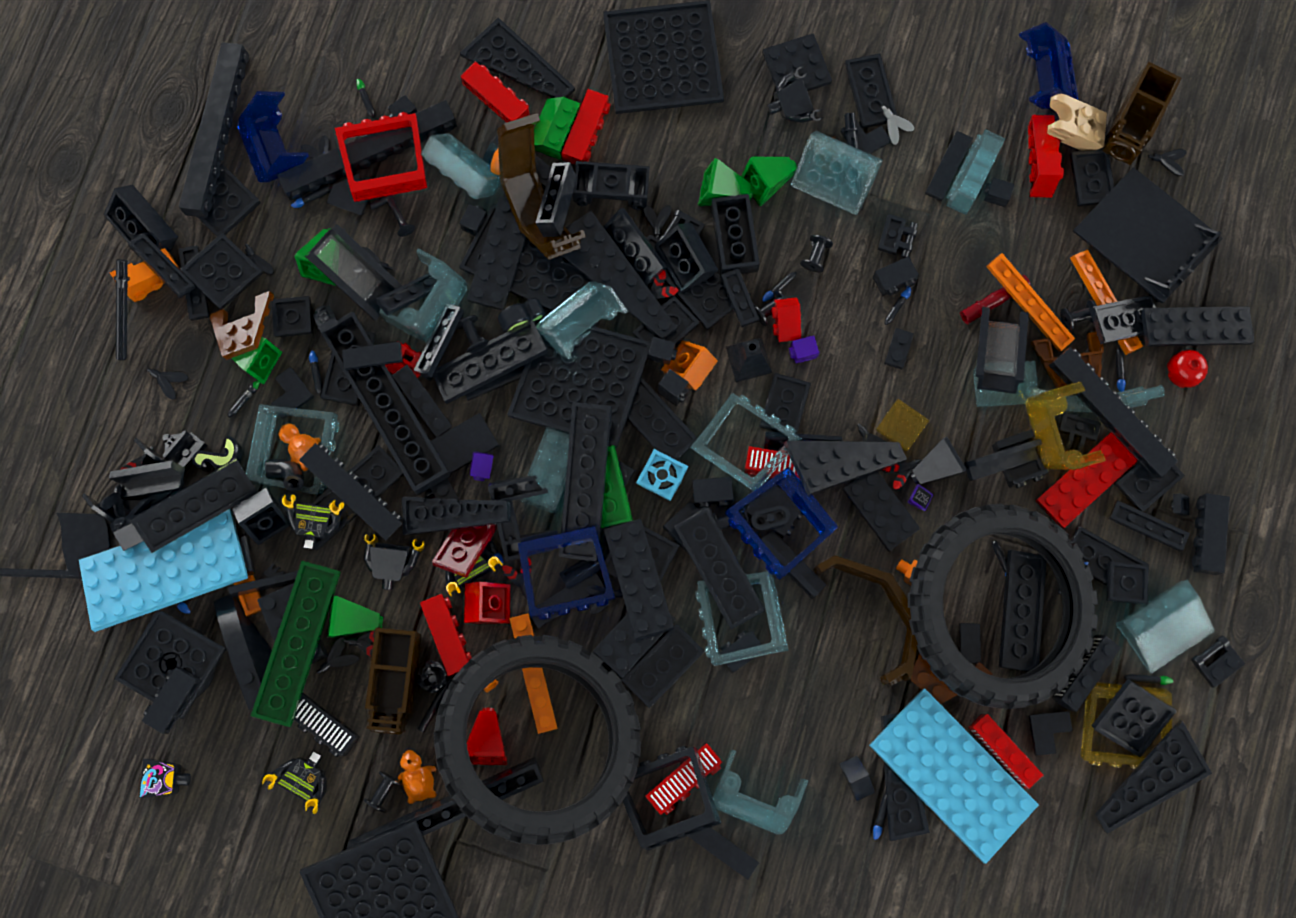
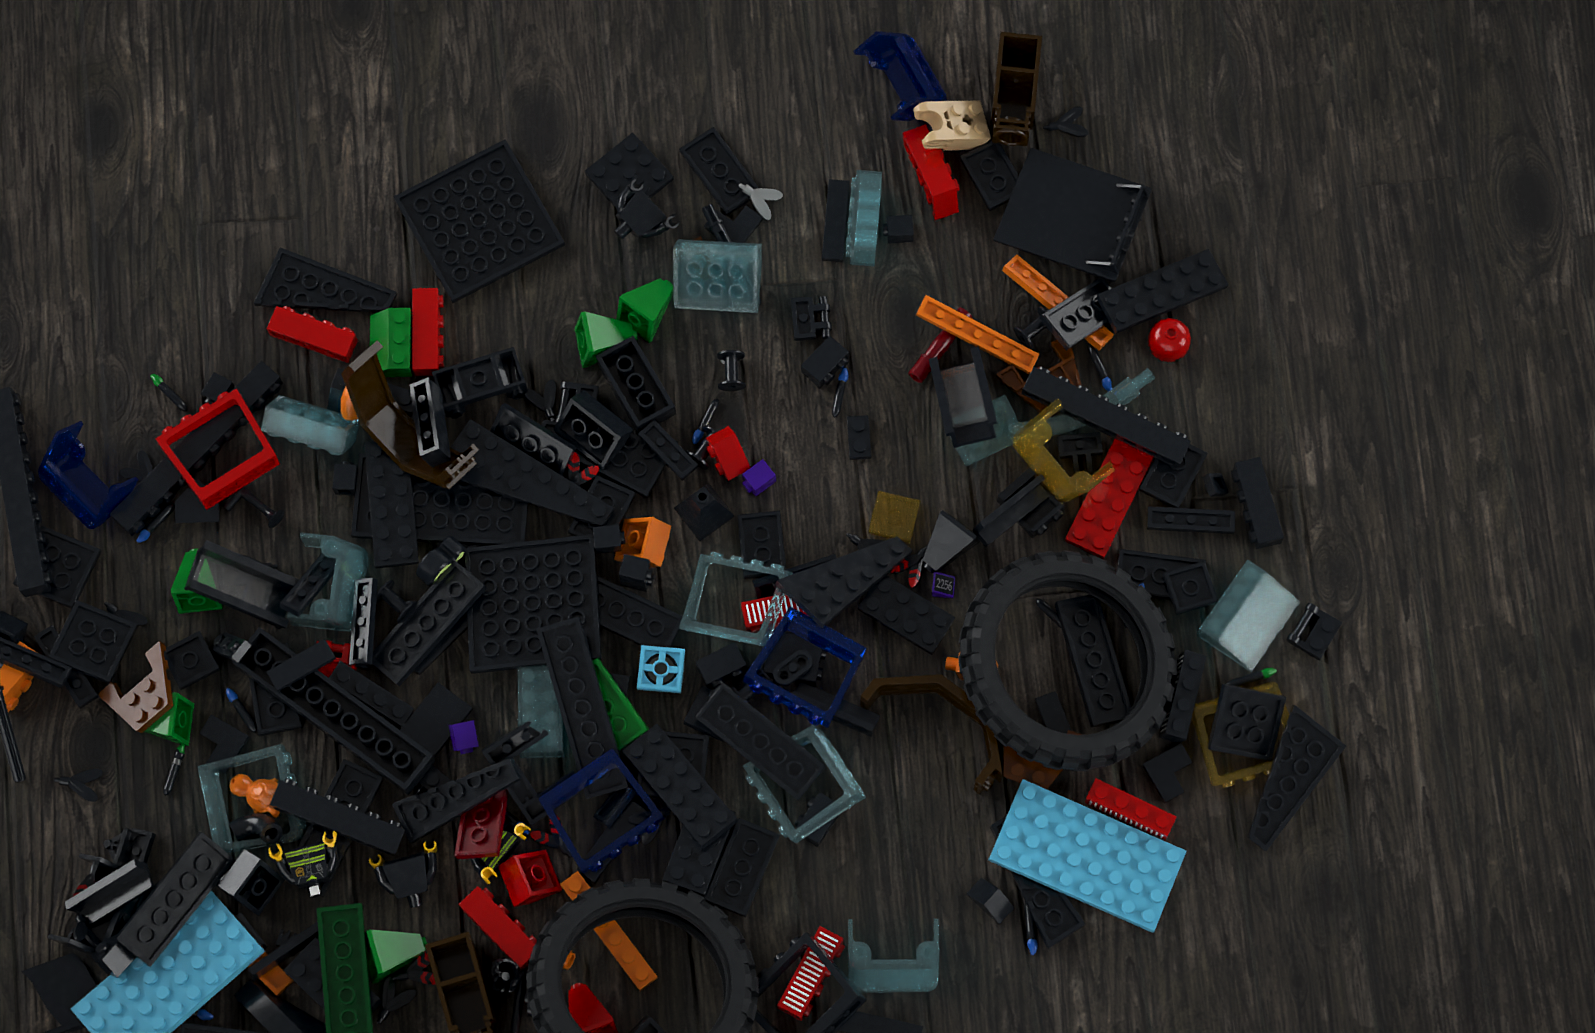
camera: 20 degrees left, 5 degrees down
(204, 459) = (160, 849): black animal -> none
(578, 314) = (502, 536): clear light blue windscreen -> none

